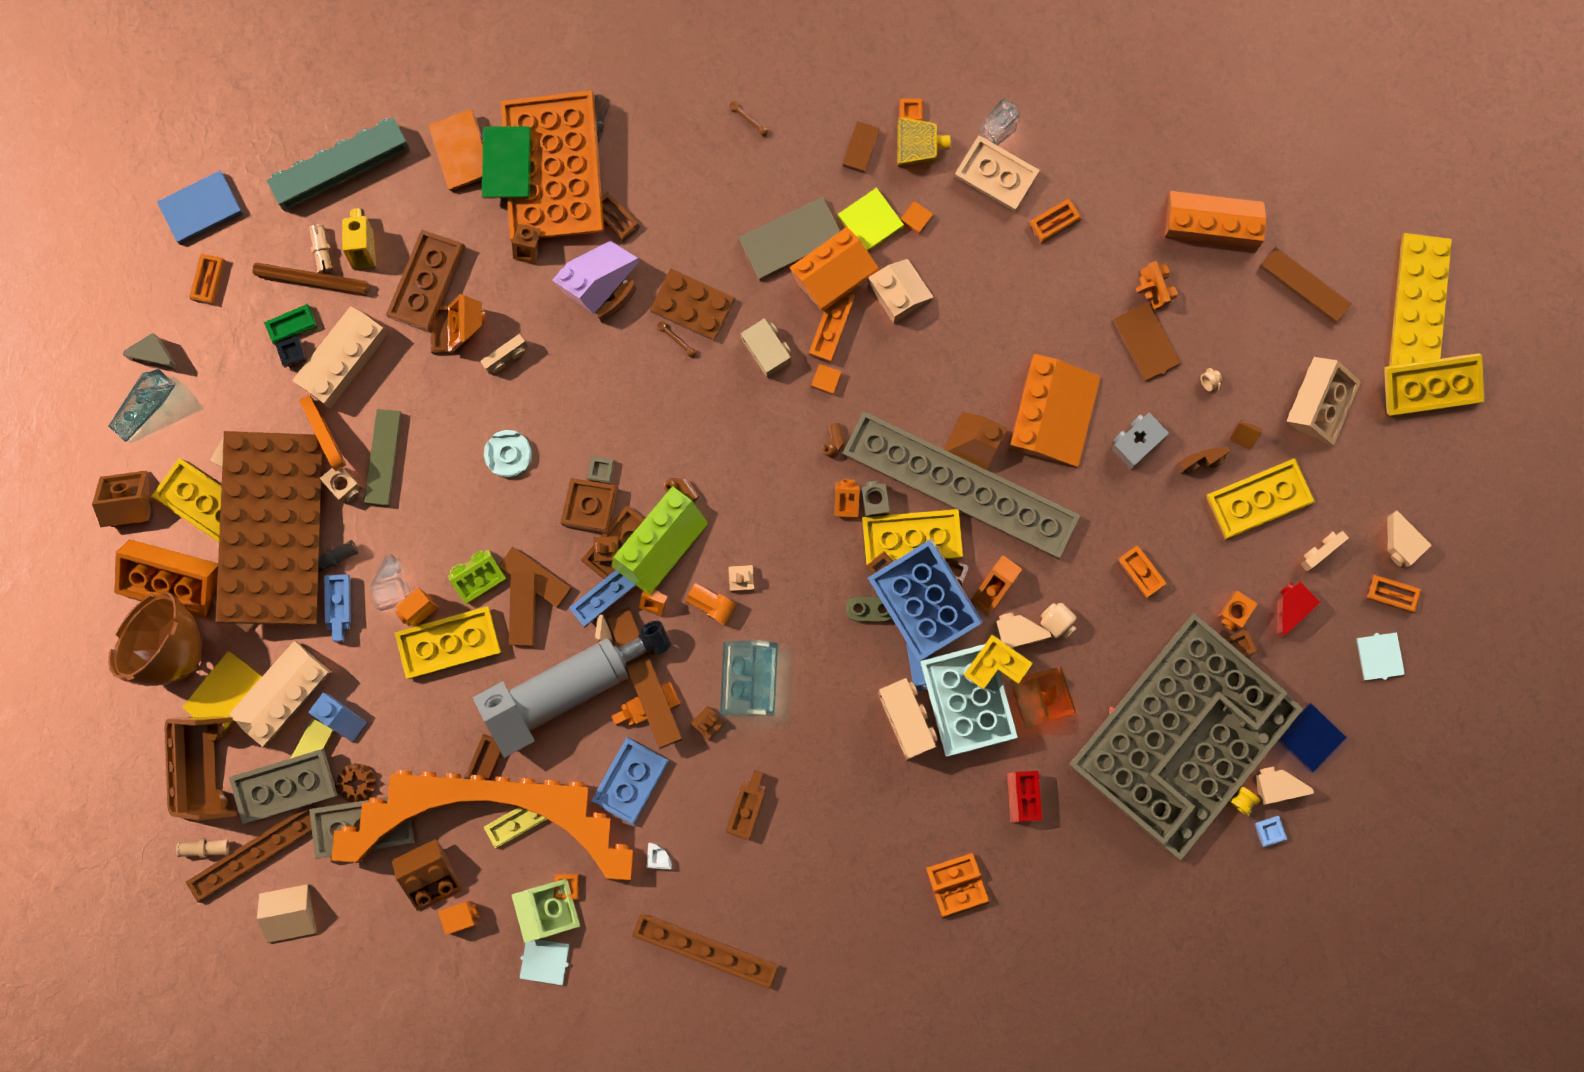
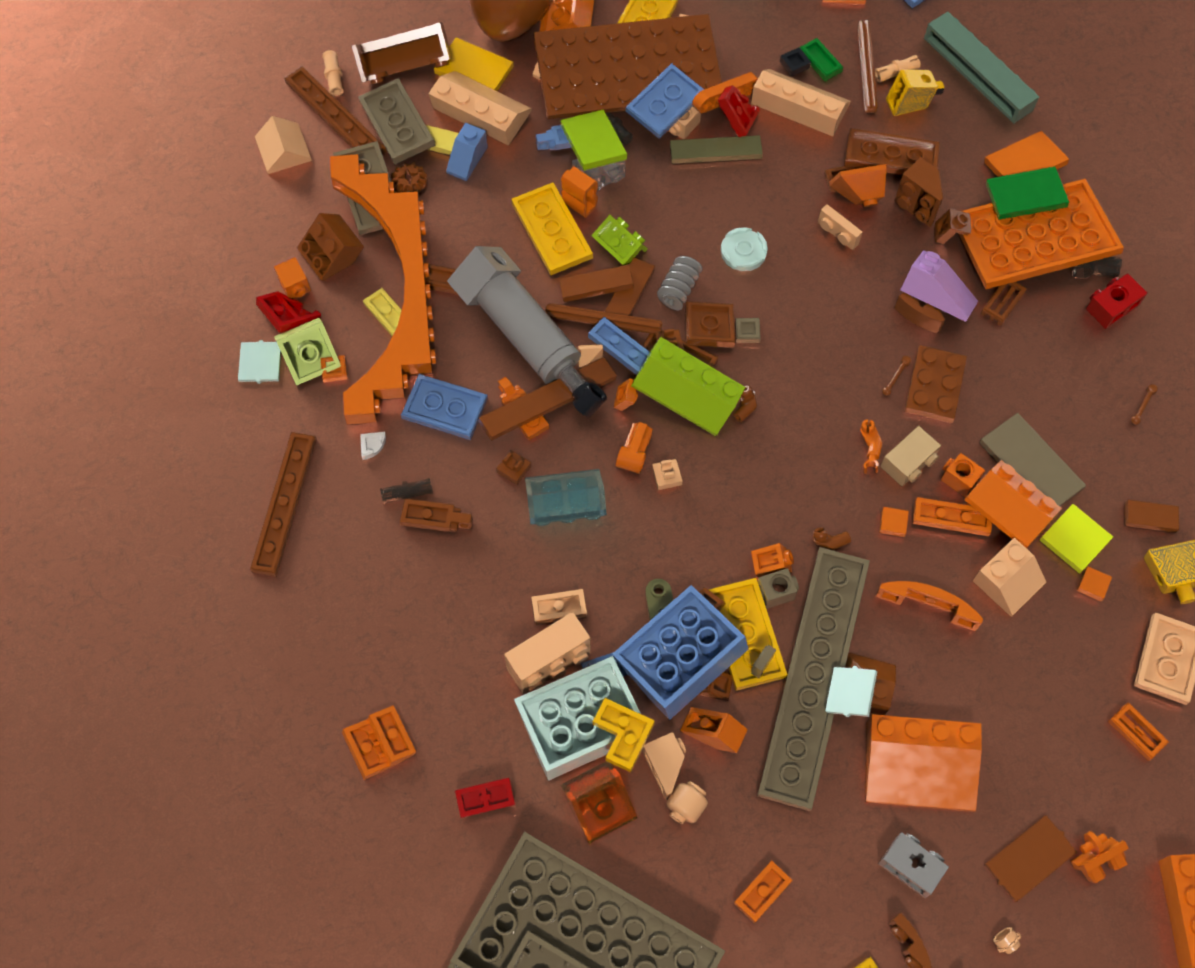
camera: 75 degrees right, 15 degrees down
(324, 498) = (664, 101): none -> medium blue tile
(349, 424) = (738, 111): none -> red wing
(356, 581) = (593, 140): none -> lime tile
(485, 264) = (921, 191): none -> dark orange slope
(496, 928) = (284, 312): none -> red wing
(538, 527) = (679, 282): none -> light grey piece
(563, 612) = (594, 317): none -> dark orange axle
(636, 98) = (1127, 297): none -> red brick
(716, 829) = (406, 490): none -> clear smoke pin
(744, 377) = (874, 444): none -> orange arm
(797, 296) = (961, 484): none -> orange brick
(858, 702) = (558, 605): none -> light nougat plate
(926, 343) = (962, 612): none -> orange slope
(946, 528) = (763, 661): none -> dark tan tile
(986, 457) = (851, 691): none -> light aqua piece

